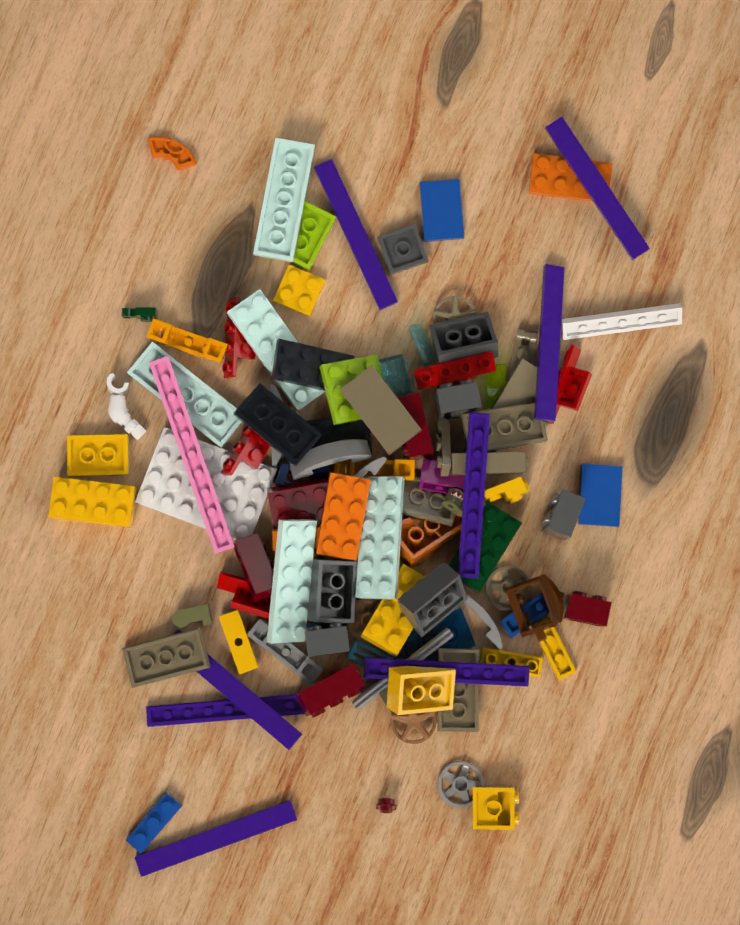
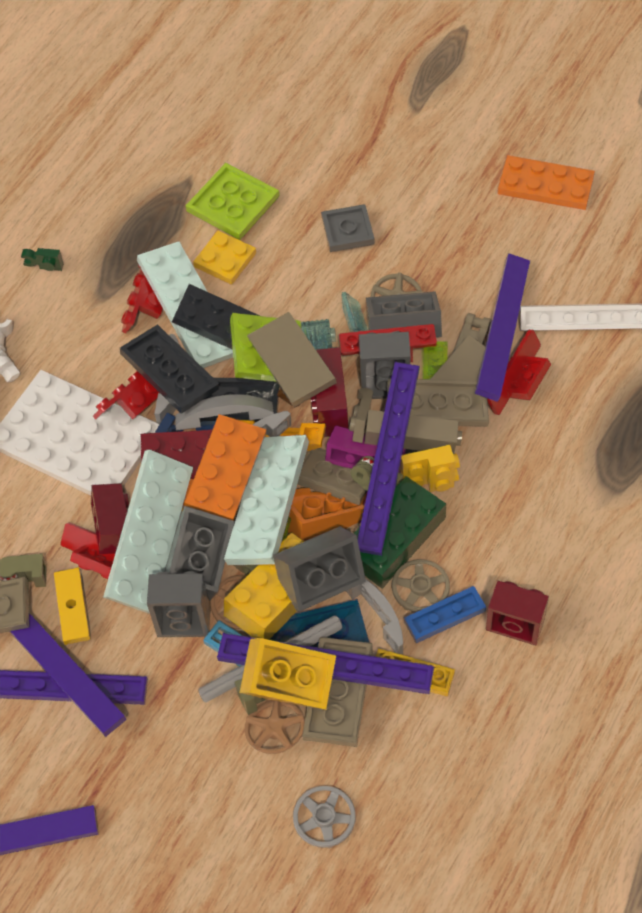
camera: 15 degrees right, 25 degrees down
(171, 150) = (117, 125): orange tile -> none
(186, 341) = (86, 292): light orange slope -> none
(192, 455) = (64, 398): bright pink plate -> none
(206, 408) = (74, 341): light aqua plate -> none
(284, 200) = (223, 168): light aqua plate -> none
(287, 654) = (126, 625): light grey slope -> none
(330, 691) = (171, 666): dark red brick -> none
(355, 234) = (298, 214): dark purple tile -> none
(386, 805) = (219, 827): dark red plate -> none
(441, 210) = (397, 199): blue tile -> none
(495, 808) = (365, 848): yellow plate -> none
(552, 597) = (457, 619): reddish brown animal -> none
(556, 652) = (470, 662): yellow tile -> none
(562, 515) = (497, 496): dark grey brick -> none
(597, 188) = (576, 189): dark purple tile -> none
(602, 491) = (549, 495): blue tile -> none

